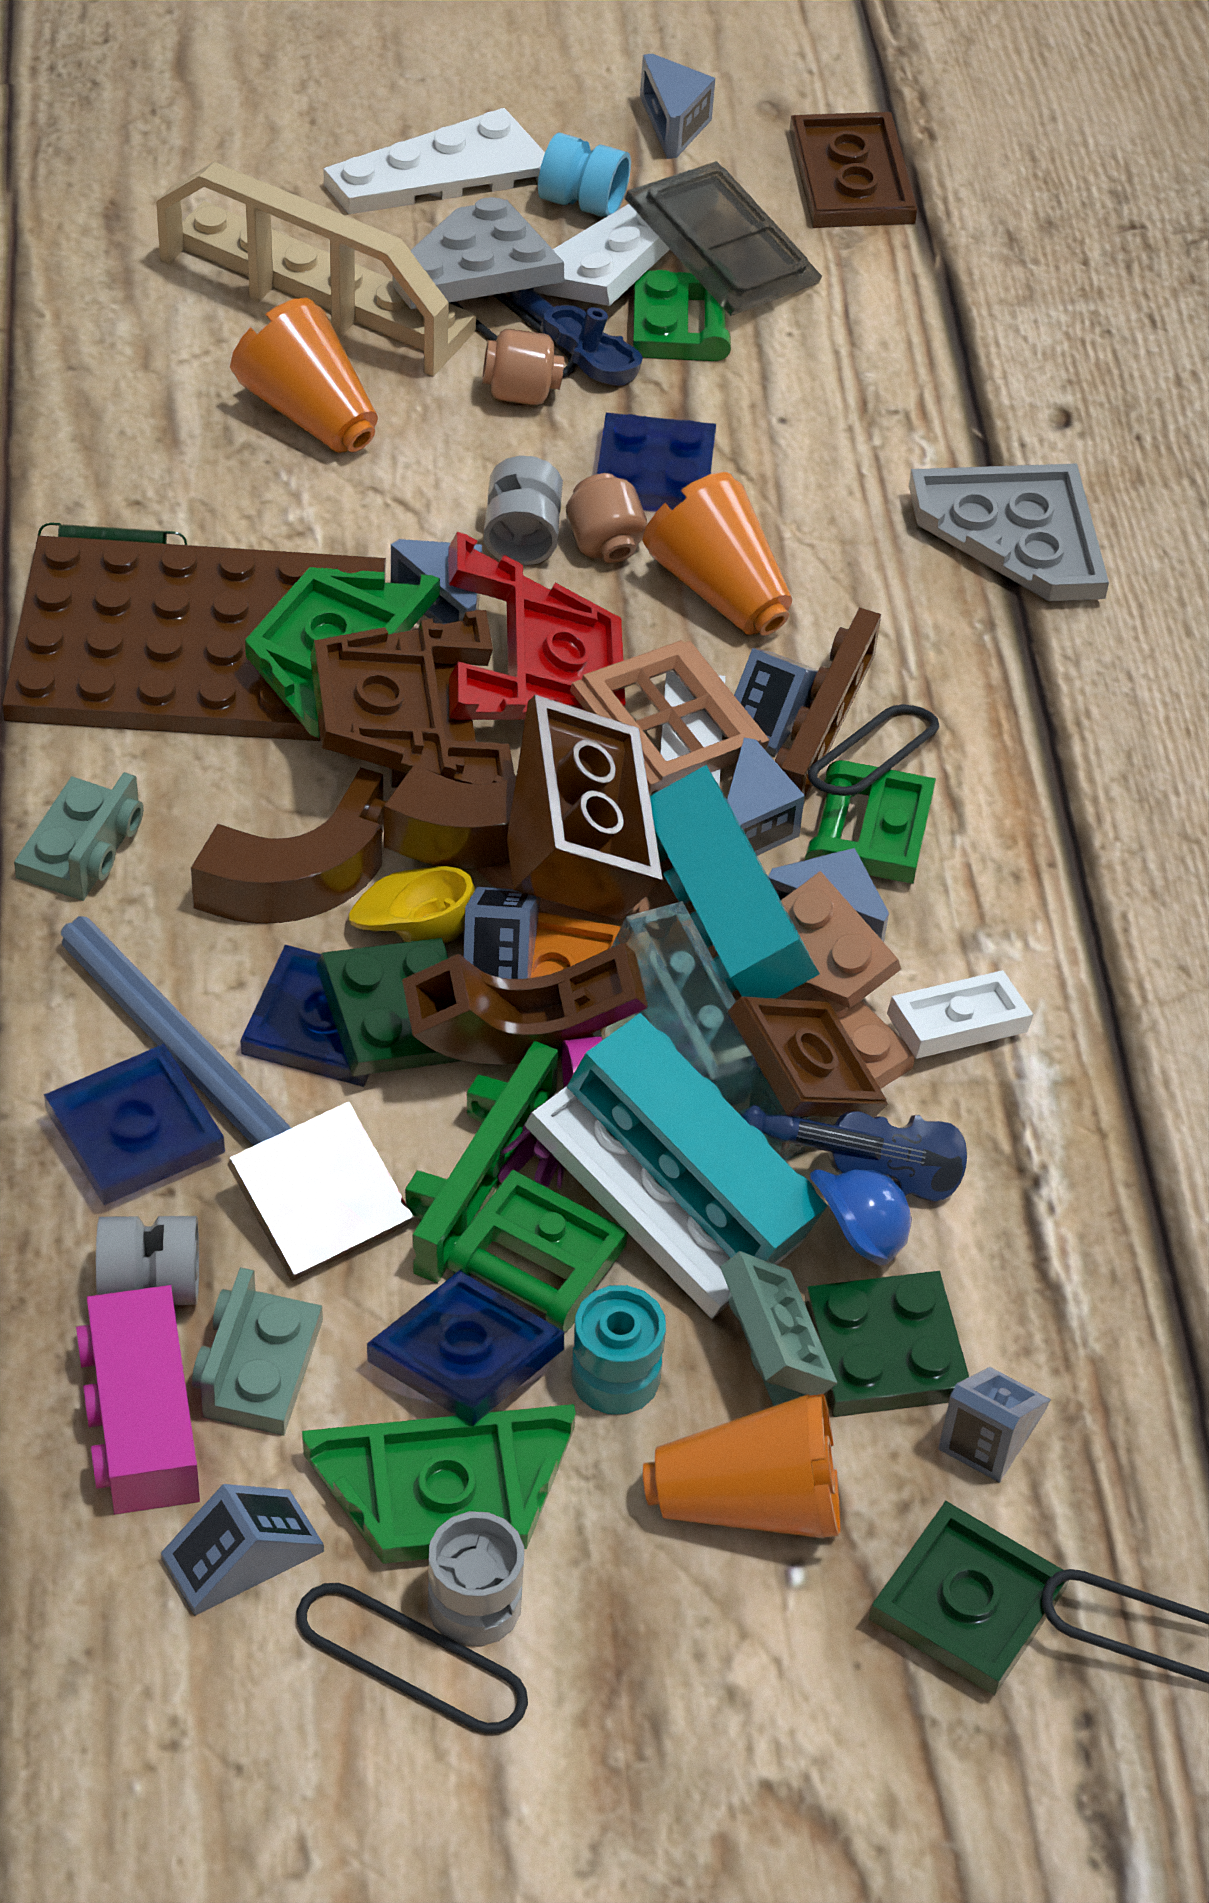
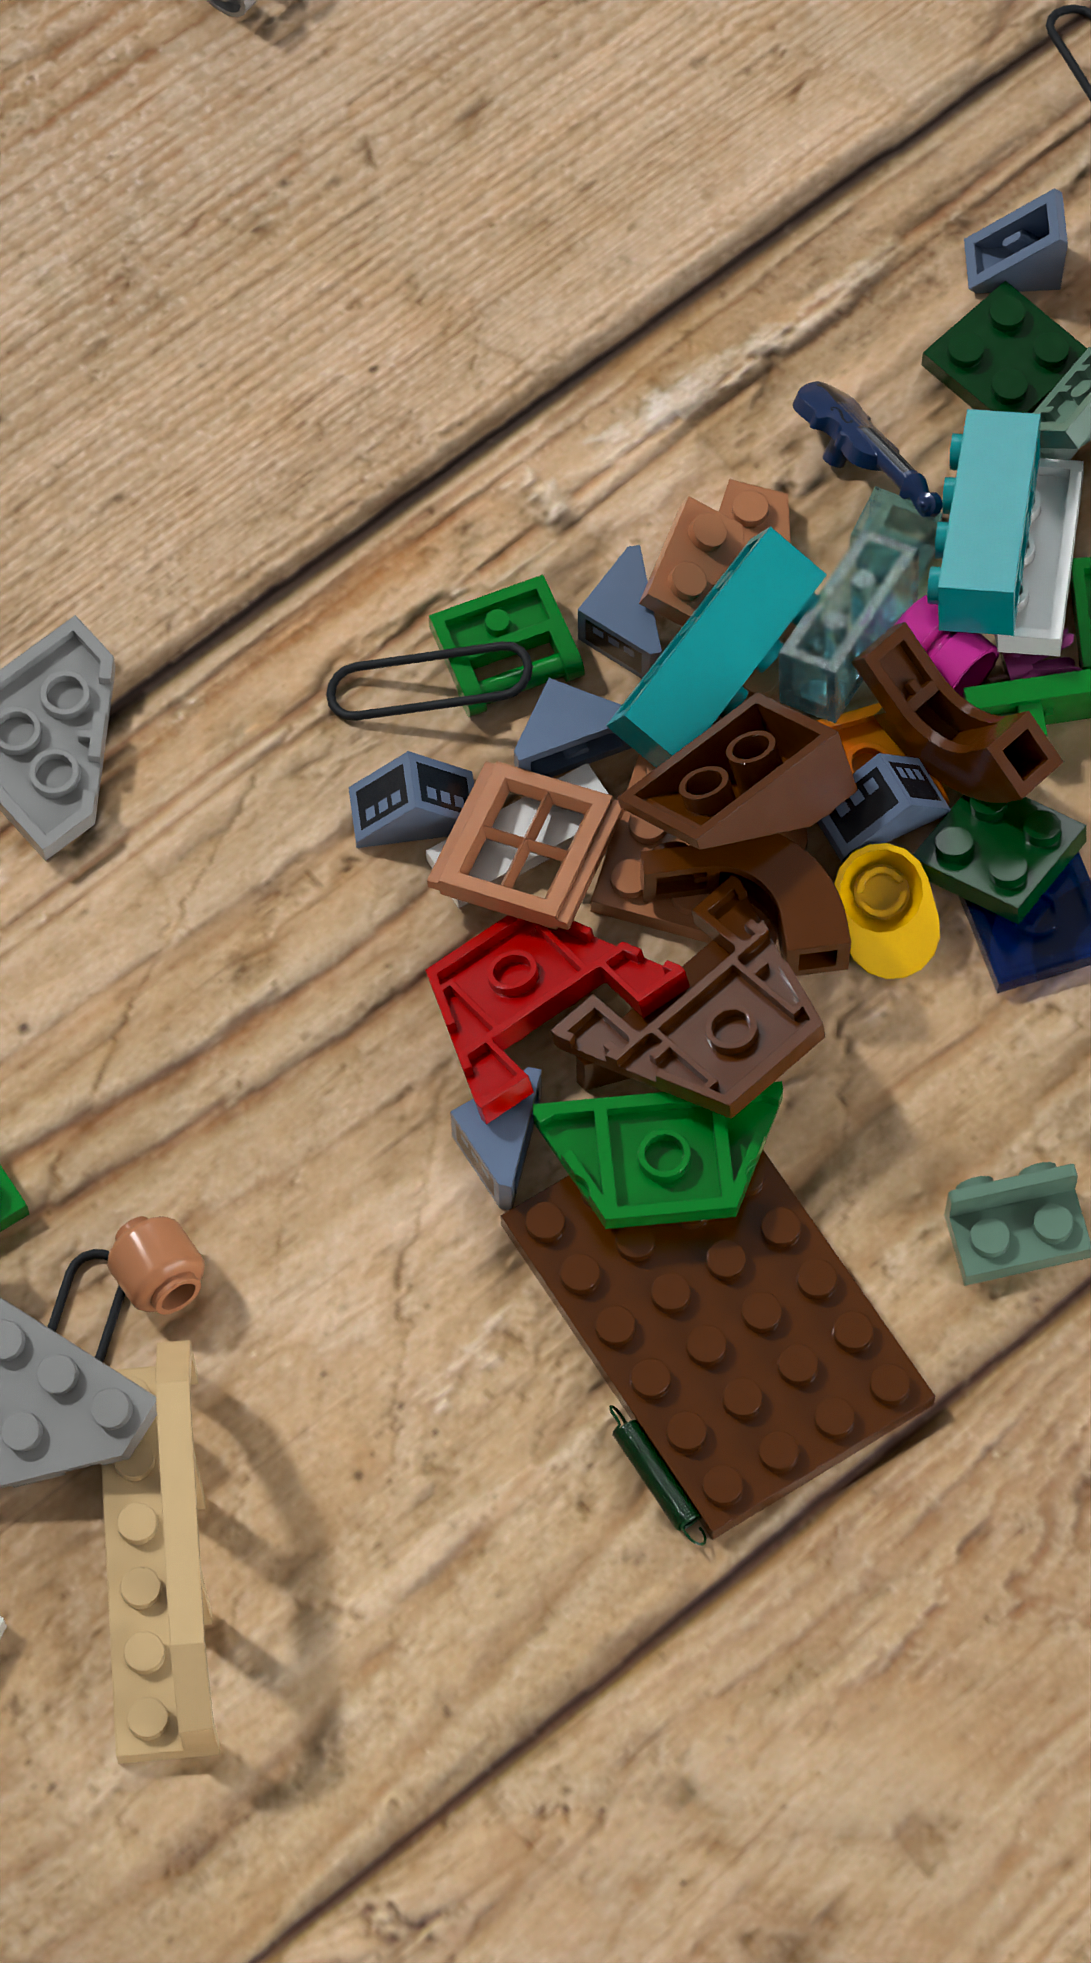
camera: 120 degrees left, 15 degrees up
(294, 876) = (928, 1018): reddish brown arch -> none
(306, 375) = (330, 1435): orange cone -> none
(523, 510) = (379, 1118): light grey wheel -> none
(582, 334) = (62, 1225): dark blue piece -> none
(606, 517) = (307, 1060): nougat head -> none
(656, 455) = (182, 1086): clear blue plate -> none
(721, 553) = (290, 928): orange cone -> none
(807, 1057) = (836, 507): reddish brown tile -> none
(831, 697) = (443, 735): reddish brown plate -> none
(868, 1211) = (931, 407): blue cap -> none
(959, 1014) = (667, 464): white plate -> none

